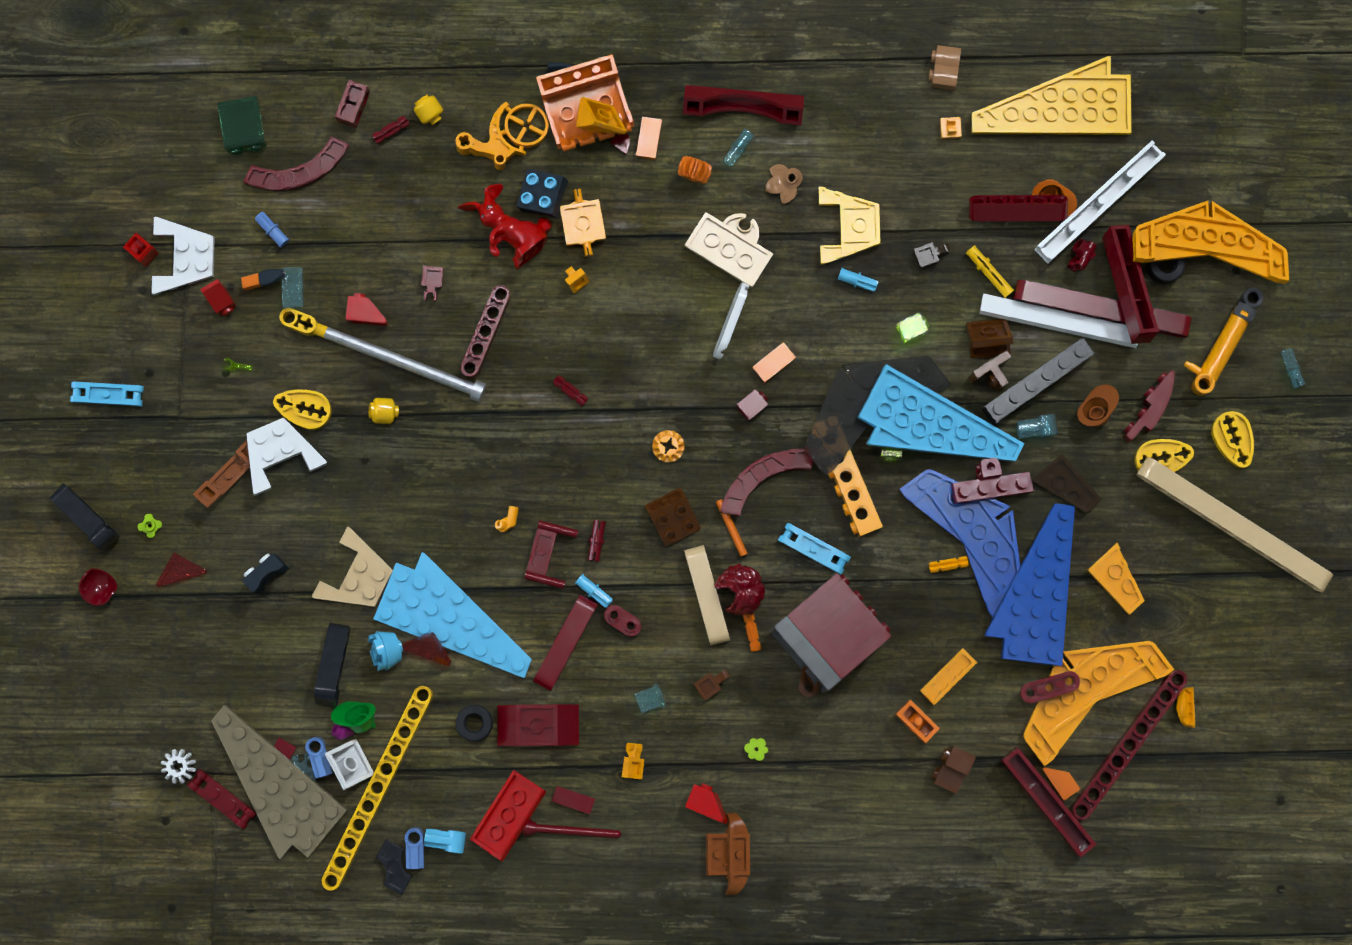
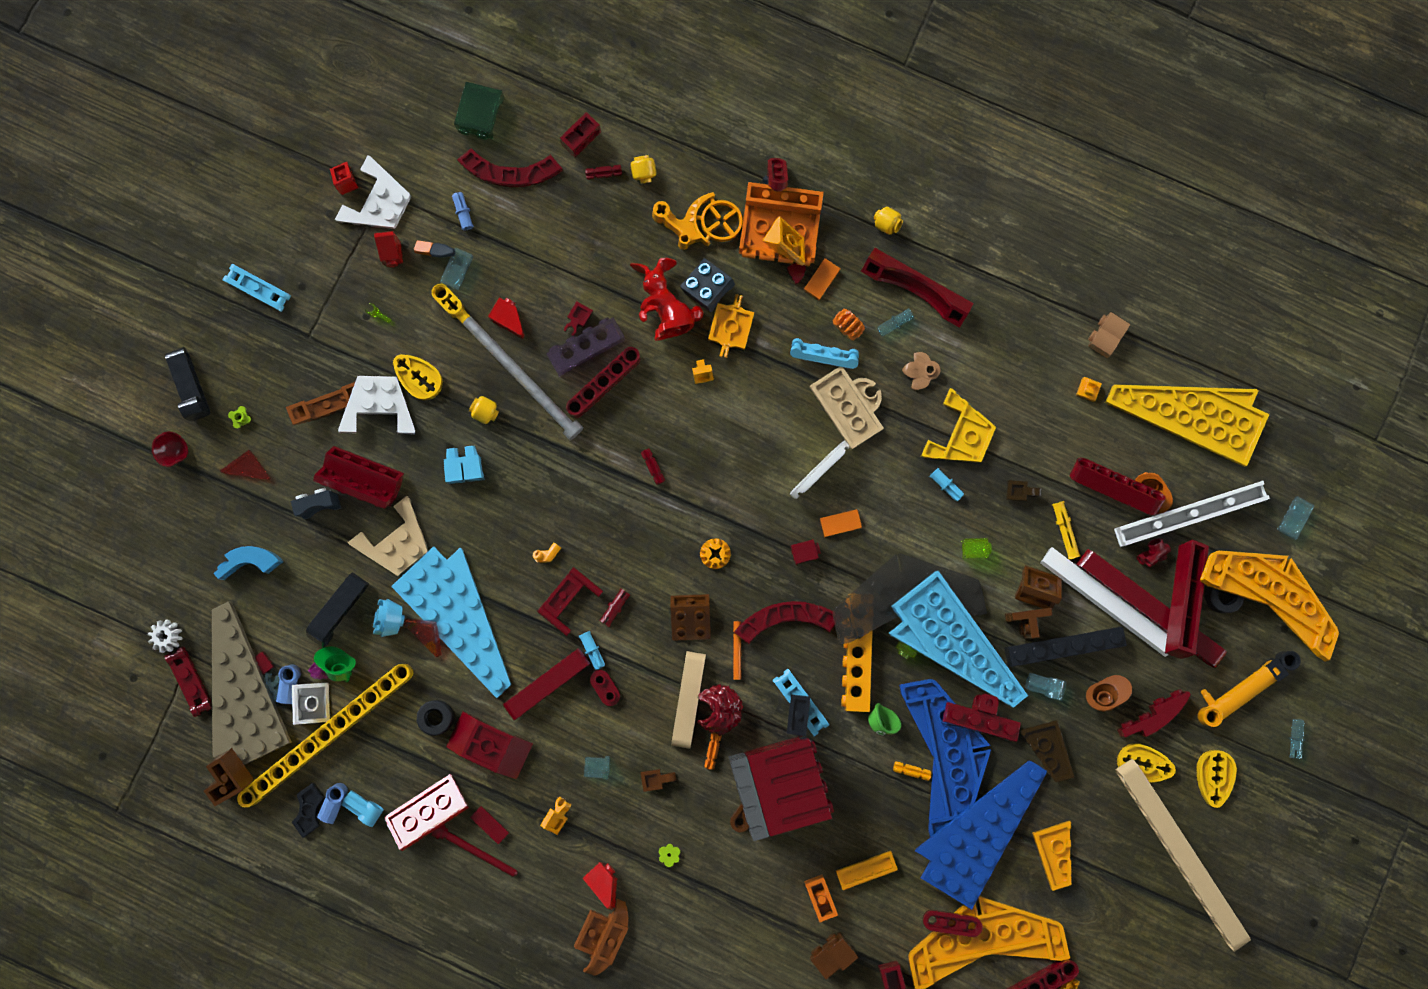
camera: 25 degrees right, 0 degrees up
(221, 653) = (238, 557): none -> dark azure arch
(294, 529) = (359, 477): none -> dark red brick
(306, 866) = (229, 776): none -> reddish brown brick
(380, 477) = (463, 469): none -> medium azure hips
(438, 333) = (580, 356): none -> clear purple brick
(560, 56) = (777, 174): none -> dark red plate
(684, 209) = (824, 355): none -> medium azure plate
(686, 53) = (888, 220): none -> yellow head
(817, 560) = (798, 715): none -> black plate
(900, 529) = (884, 720): none -> bright green helmet
(1199, 161) = (1296, 517): none -> clear light blue plate

